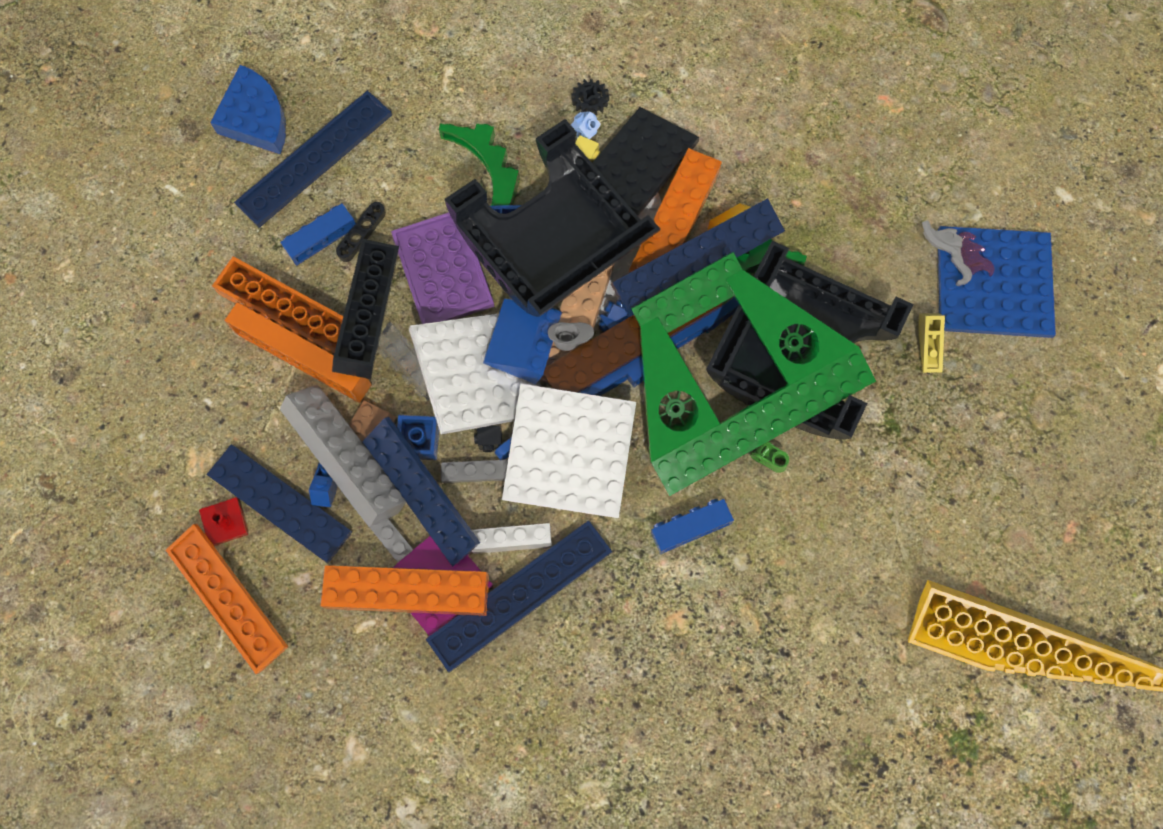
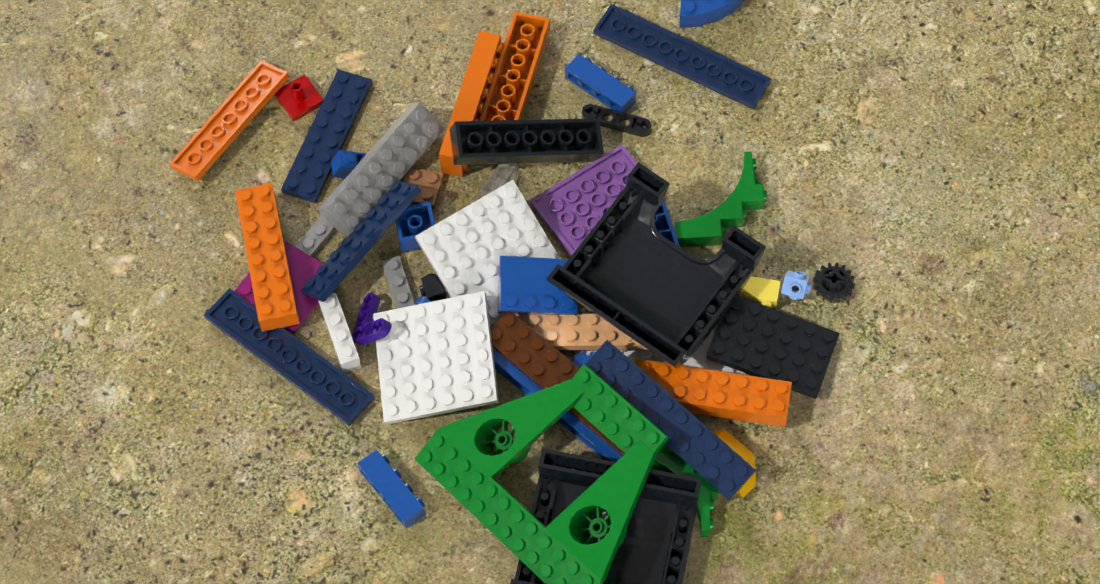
camera: 75 degrees right, 10 degrees down
(512, 511) = (366, 329): none -> dark purple beam
(570, 335) = (550, 322): light grey piece -> none
(769, 455) = (482, 543): bright green piece -> none

